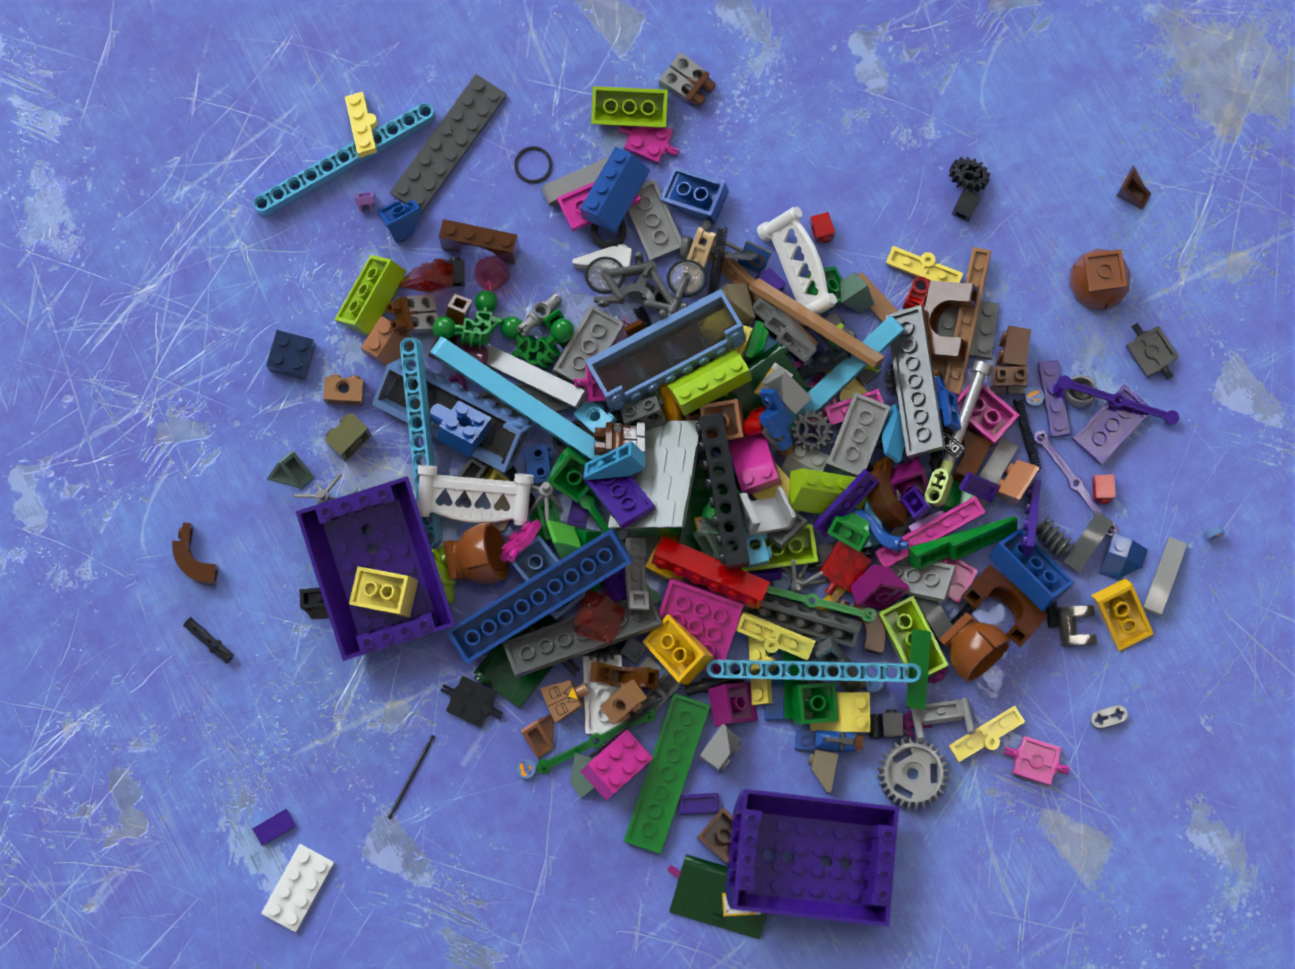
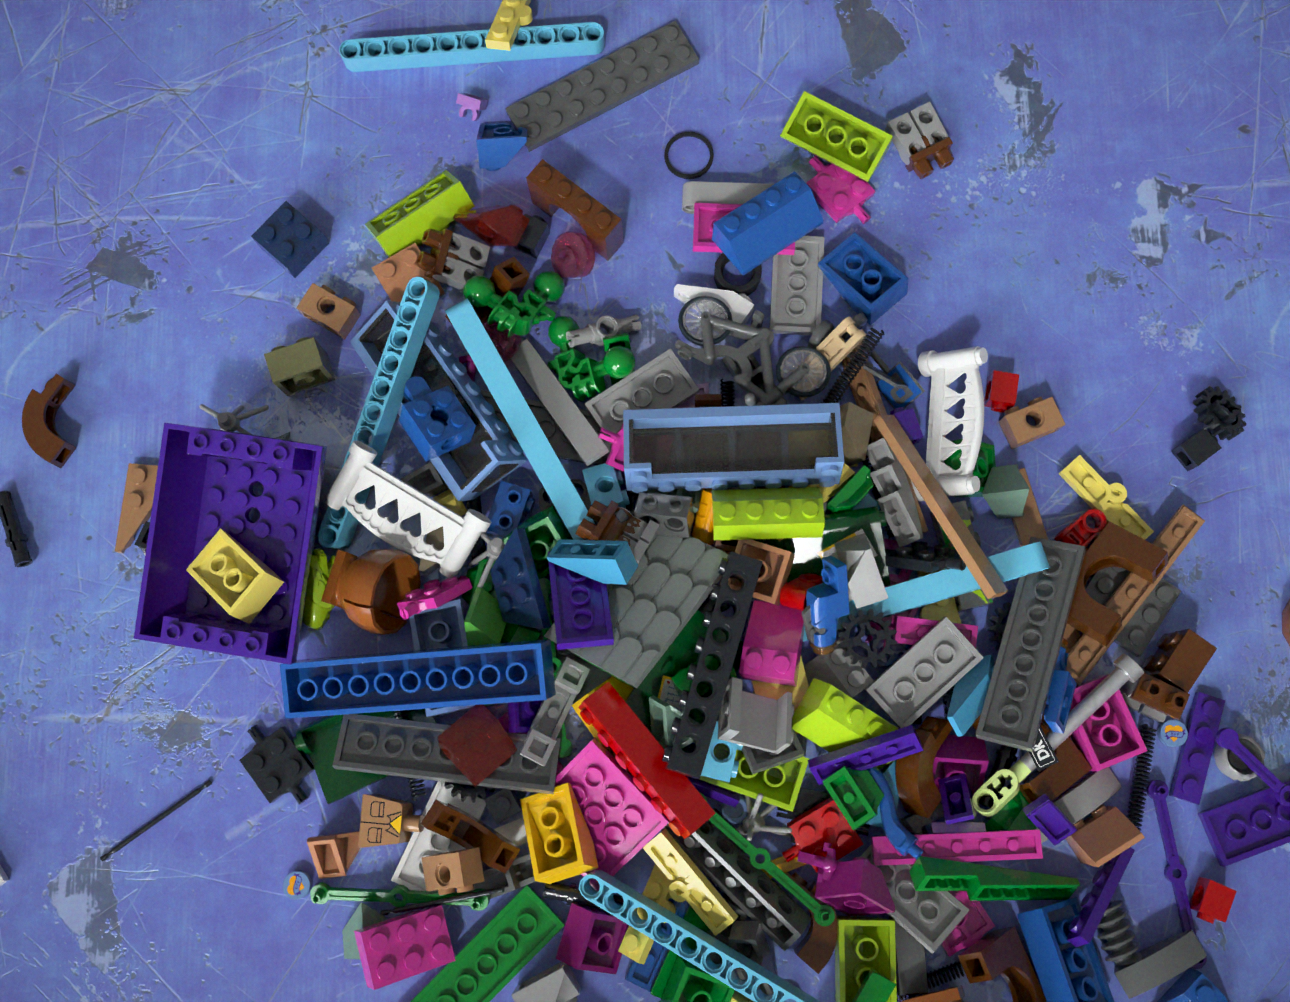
camera: 30 degrees right, 0 degrees up
(283, 573) = (136, 503): none -> medium nougat wing
(291, 471) = (218, 374): sand green slope -> none
(573, 505) = (518, 584): none -> dark blue wing
(847, 249) = (1020, 432): none -> medium nougat brick
(854, 580) = (828, 863): none -> magenta piece

